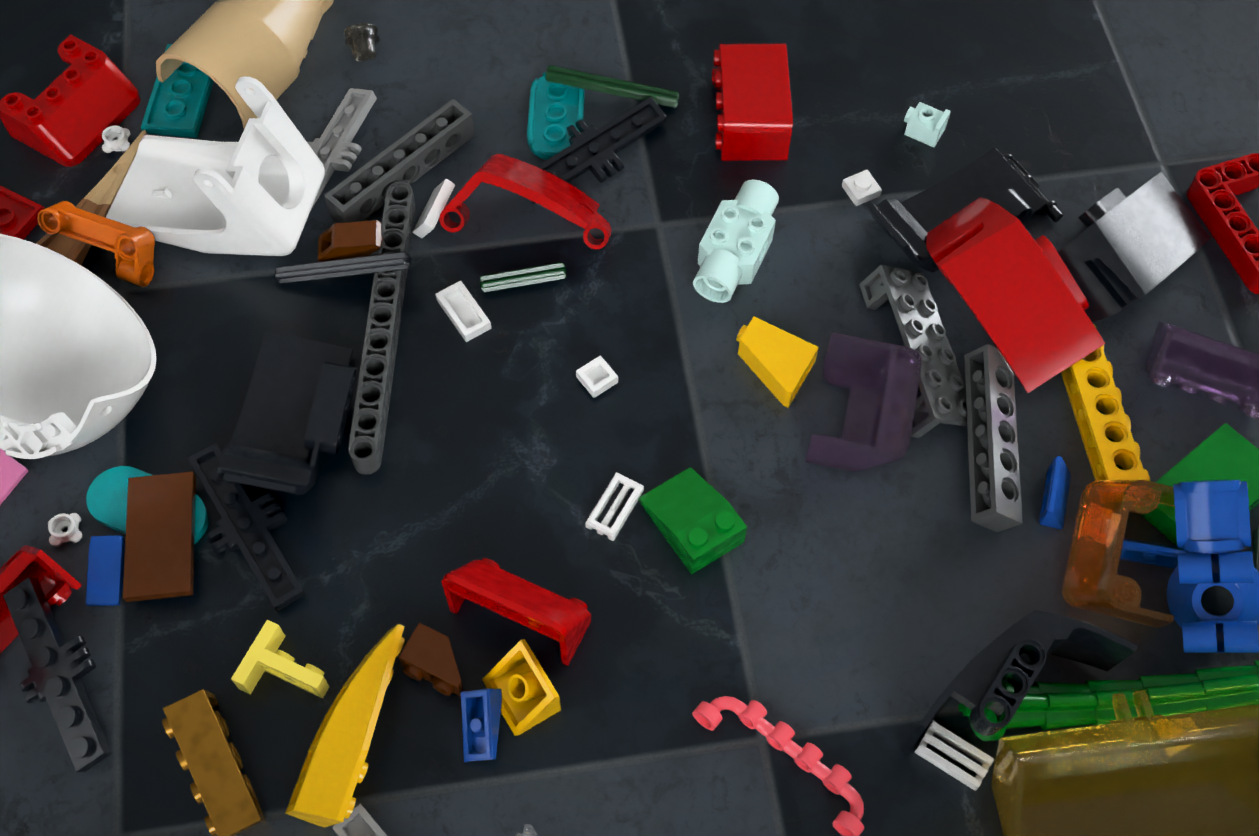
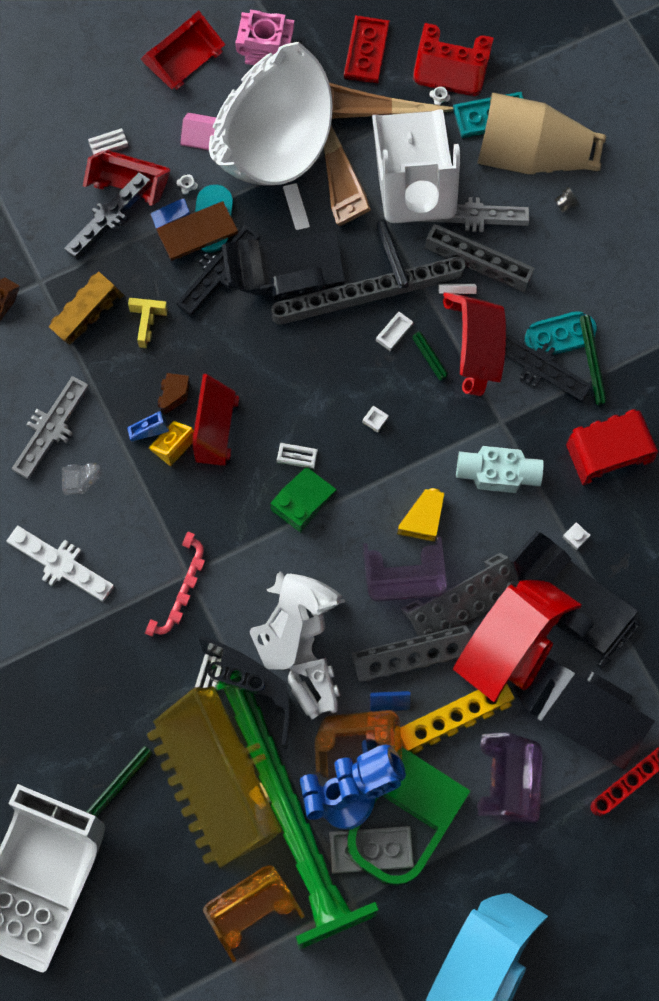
camera: 70 degrees right, 10 degrees up
(131, 245) = (363, 137): orange piece -> none
(191, 382) = (296, 206): none -> white sticker
(207, 300) = (346, 191): none -> medium nougat plate
(343, 739) = (119, 362): yellow wedge -> none
(350, 240) = (409, 250): reddish brown slope -> none
(926, 123) = (642, 569): light aqua brick -> none
(930, 580) = (293, 638): none -> white piece

